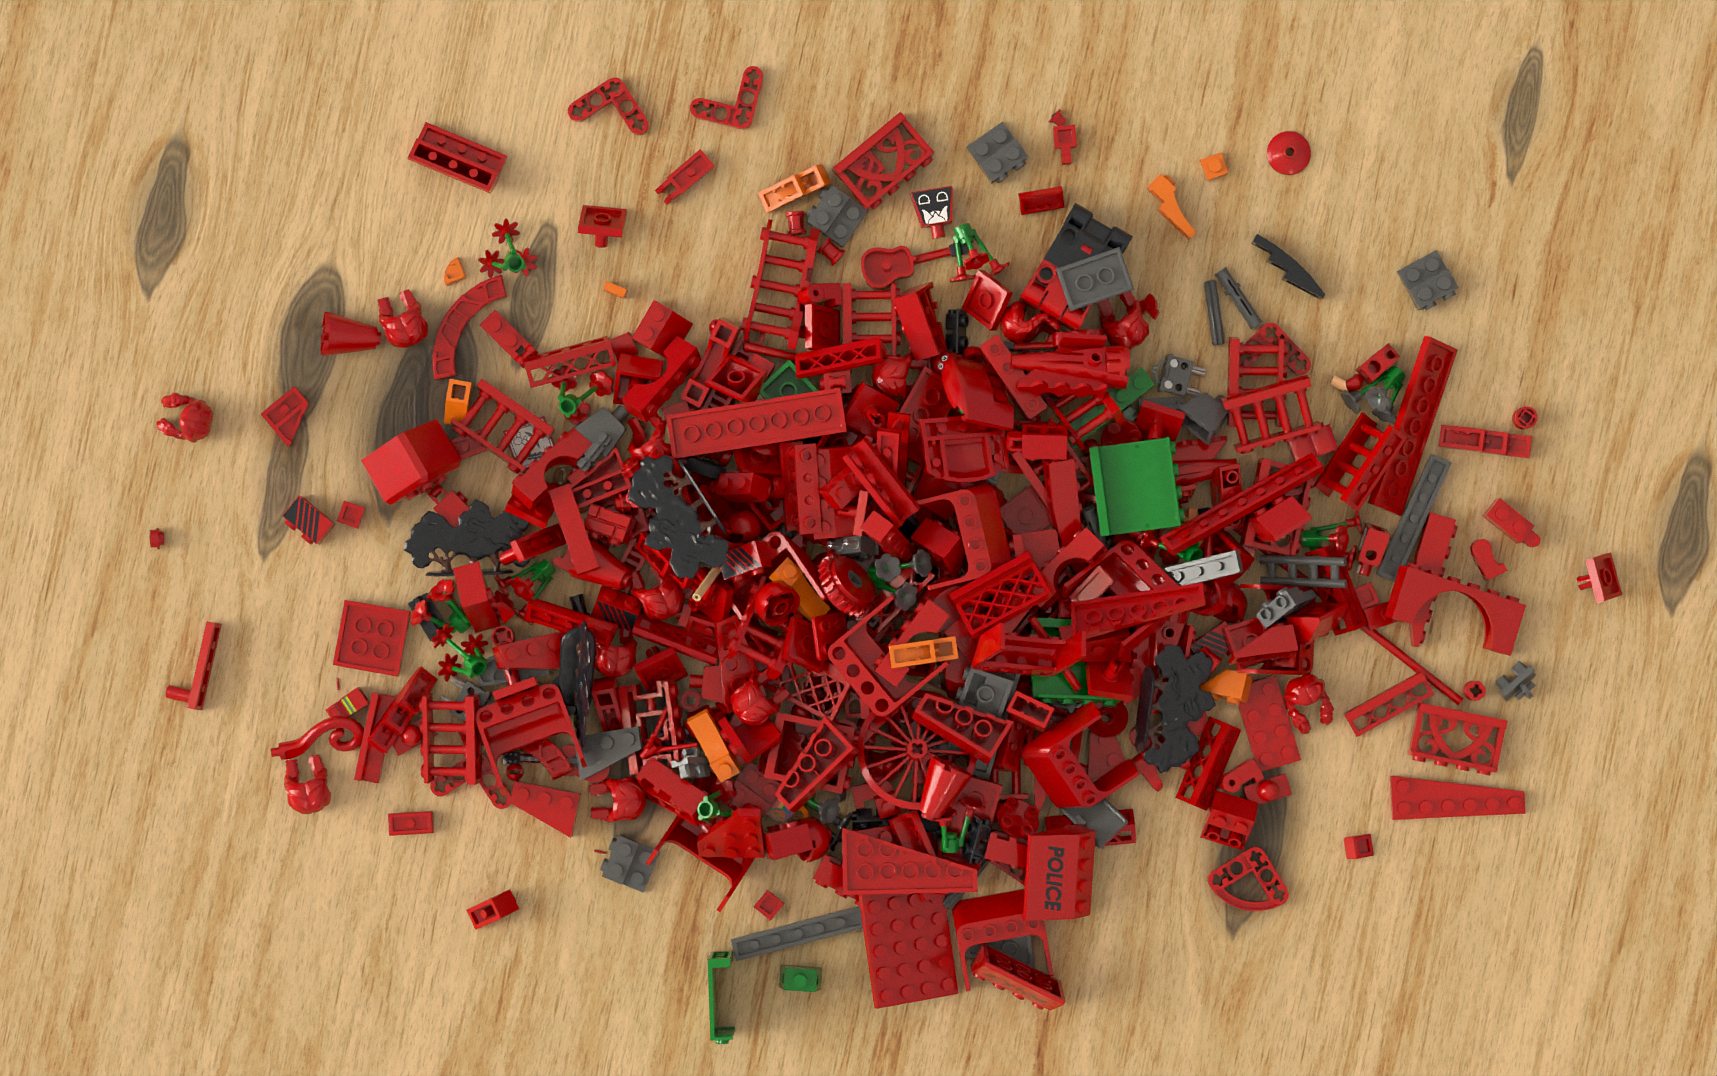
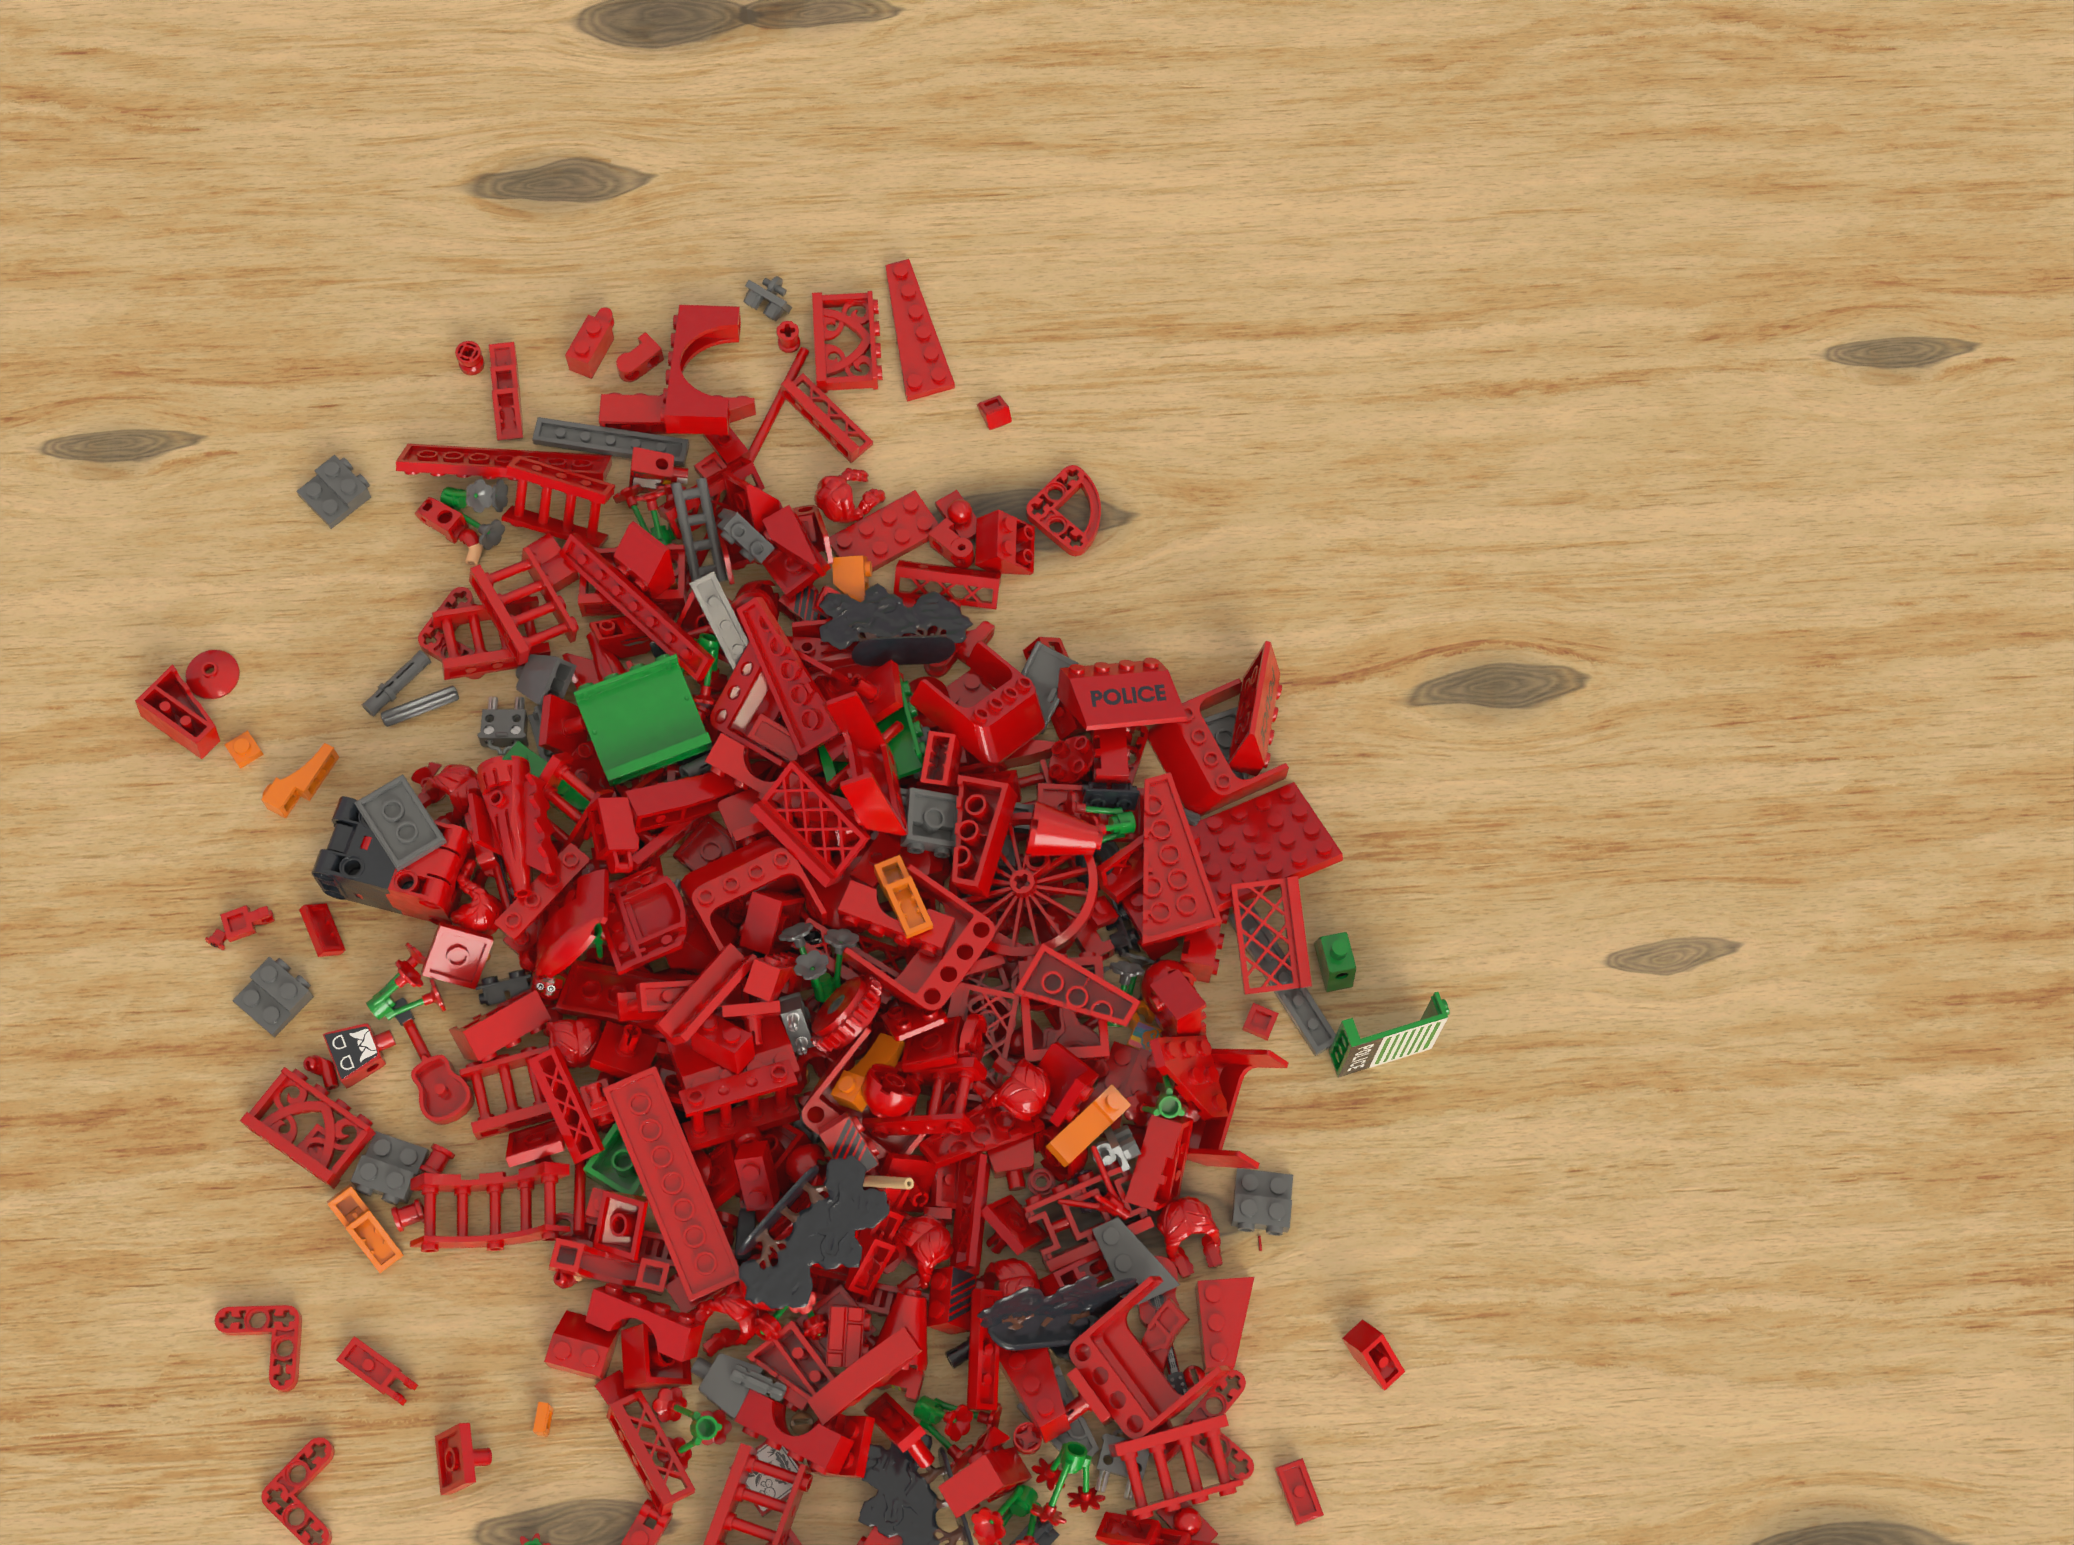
camera: 105 degrees left, 20 degrees down
(801, 676) = (971, 1037): none -> red tile
(825, 293) = (490, 1153): red leg -> none
(826, 951) = (1294, 938): none -> red fence
(929, 181) = (323, 1068): none -> red arm
(1257, 119) = (177, 713): none -> red wedge
(1294, 272) = (352, 631): black slope -> none
(1601, 577) = (630, 242): red tile -> none

